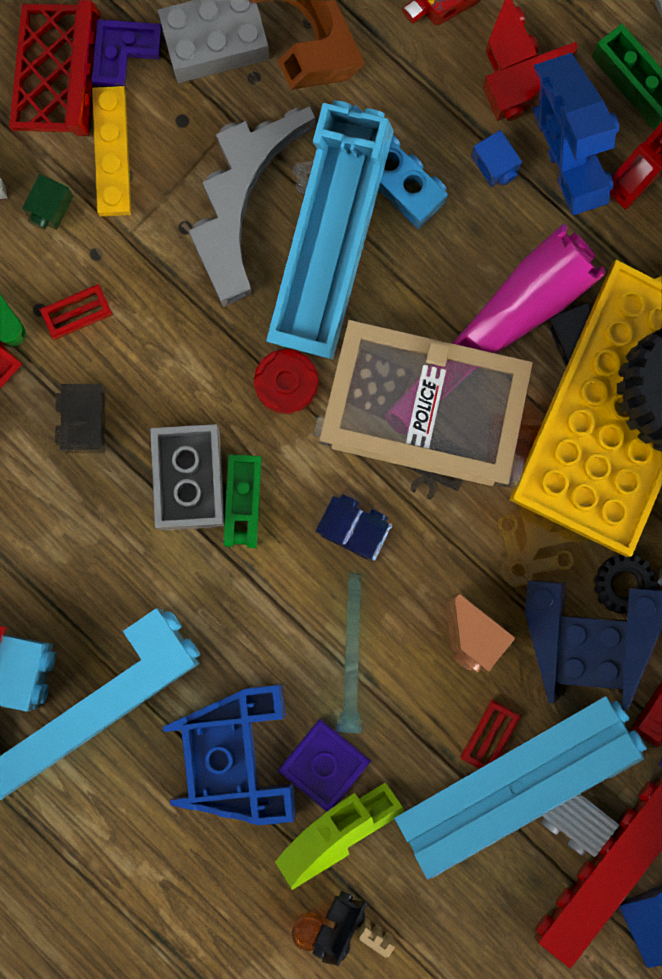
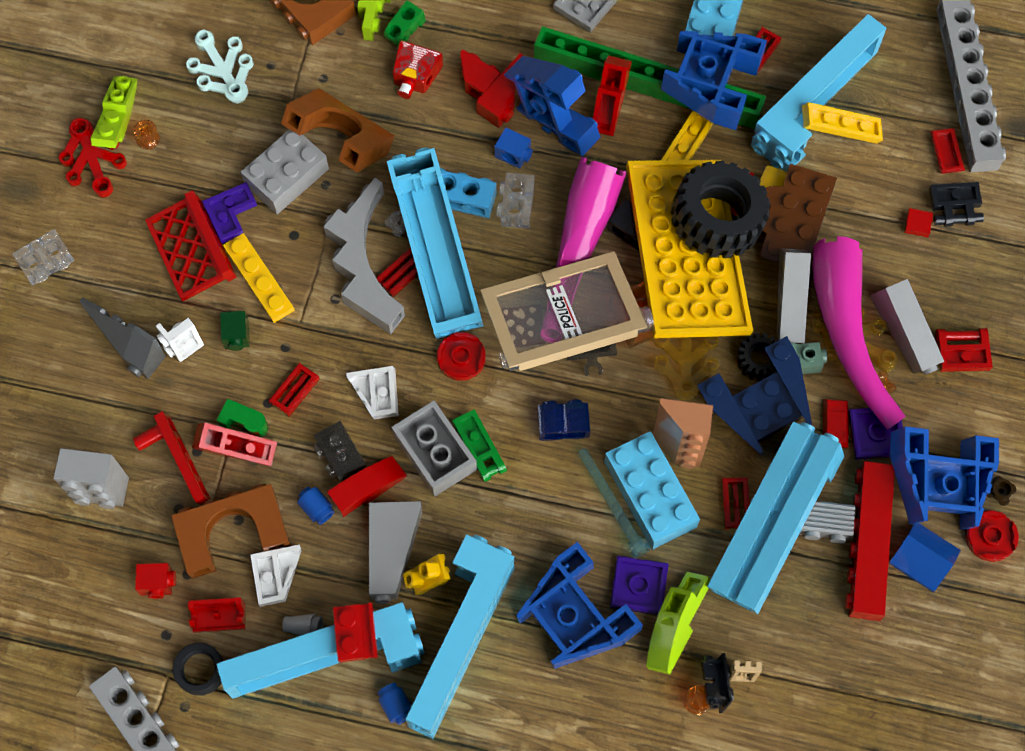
camera: 30 degrees left, 15 degrees down
(21, 464) = (315, 505): none -> blue brick
(76, 559) = (390, 545): none -> light grey slope
(90, 474) = (366, 485): none -> red slope
(96, 619) = (427, 575): none -> yellow hips
(166, 369) = (377, 390): none -> white wing
(268, 229) = (394, 267): none -> red tile
(402, 669) = (651, 490): none -> medium azure brick
(466, 231) = (516, 200): none -> clear brick

